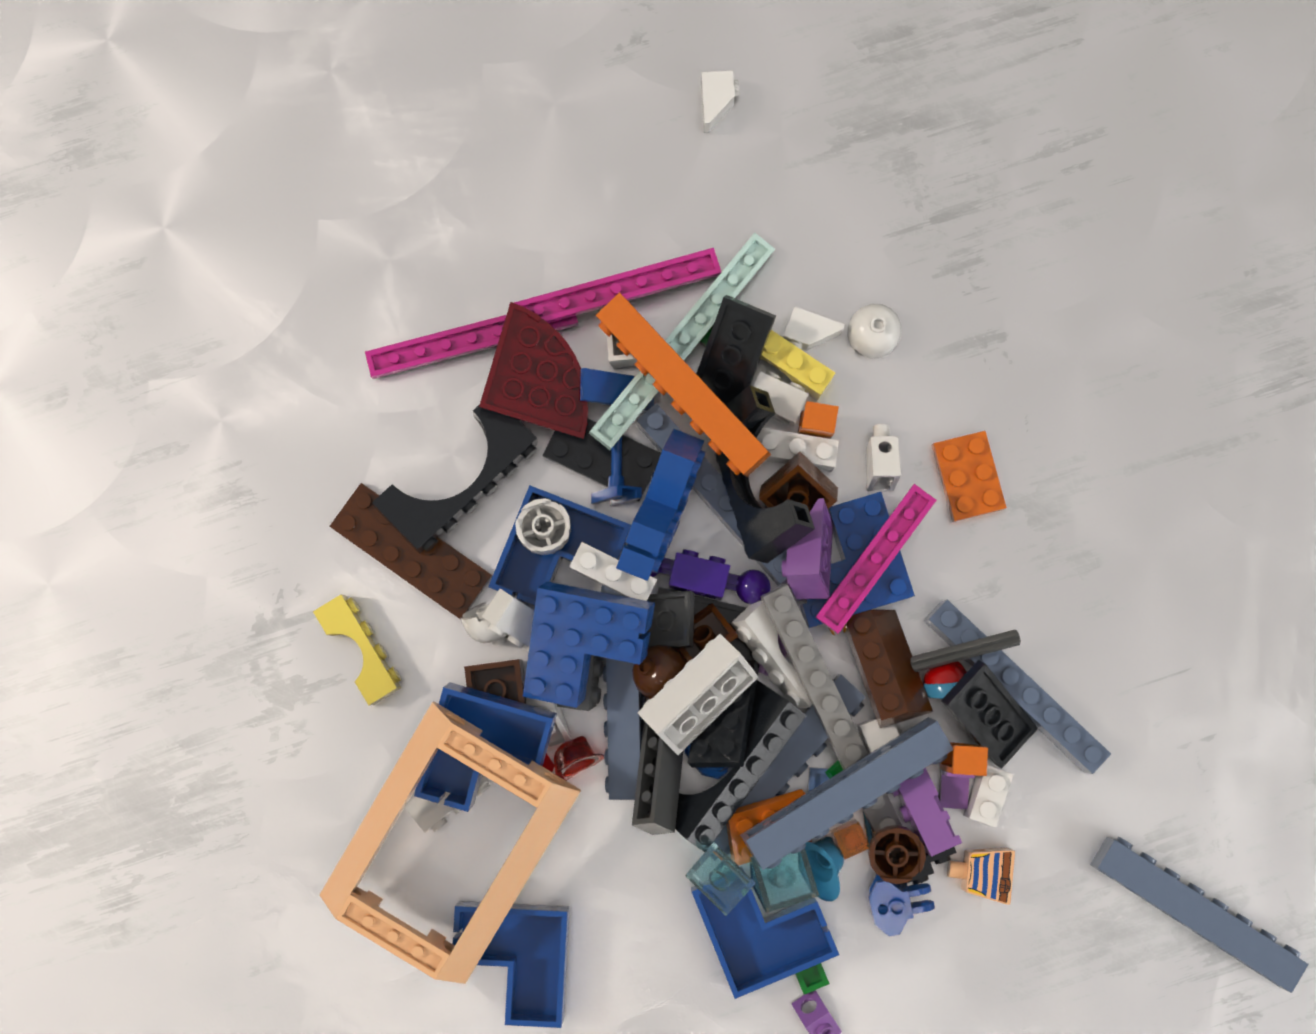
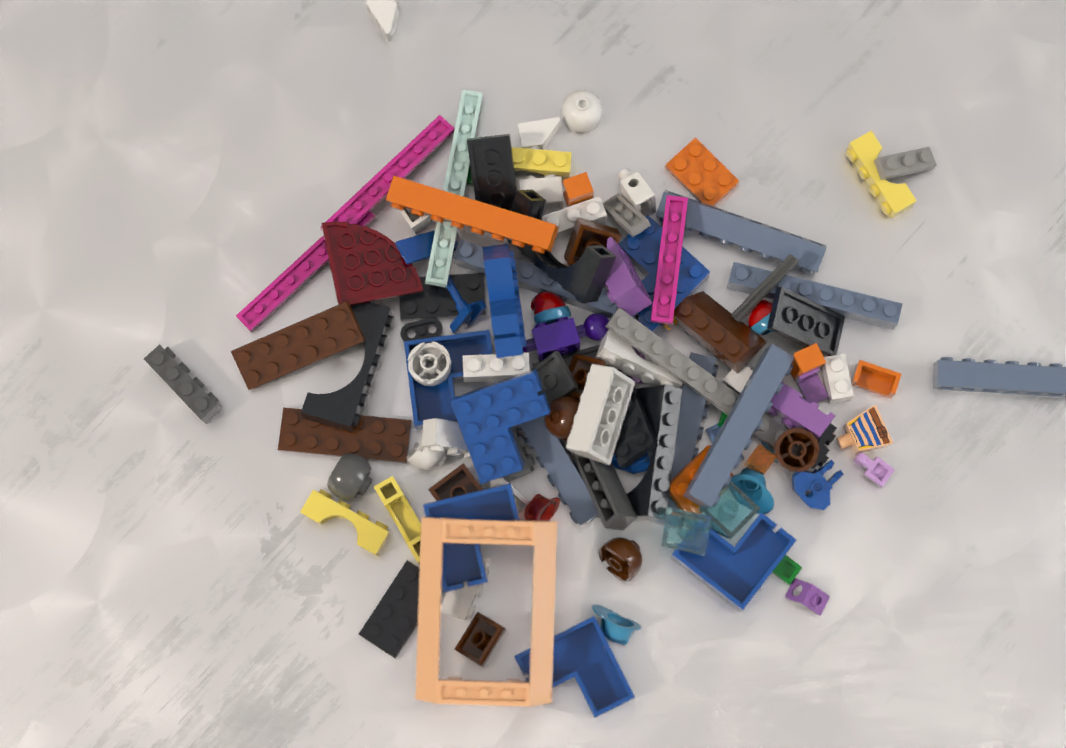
camera: 25 degrees left, 5 degrees down
(266, 396) = (179, 380): none -> dark grey brick
(355, 780) = (396, 613): none -> black plate
(388, 603) = (350, 477): none -> dark grey wheel
(413, 424) = (298, 345): none -> reddish brown plate
(423, 663) = (401, 513): none -> light yellow arch
(431, 862) = (480, 639): none -> reddish brown slope
(558, 481) = (421, 329): none -> black plate
(587, 931) = (615, 626): none -> dark azure piece
(637, 860) = (622, 557): none -> reddish brown cylinder
(711, 536) = (548, 307): none -> piece
(856, 478) = (626, 215): none -> light grey plate
(973, 921) = (876, 470): none -> lavender plate
(983, 575) = (748, 233): none -> sand blue brick
(1031, 820) = (875, 379): none -> orange panel
(1165, 557) = (893, 197): none -> light yellow arch
(1206, 593) = (905, 163): none -> light grey plate

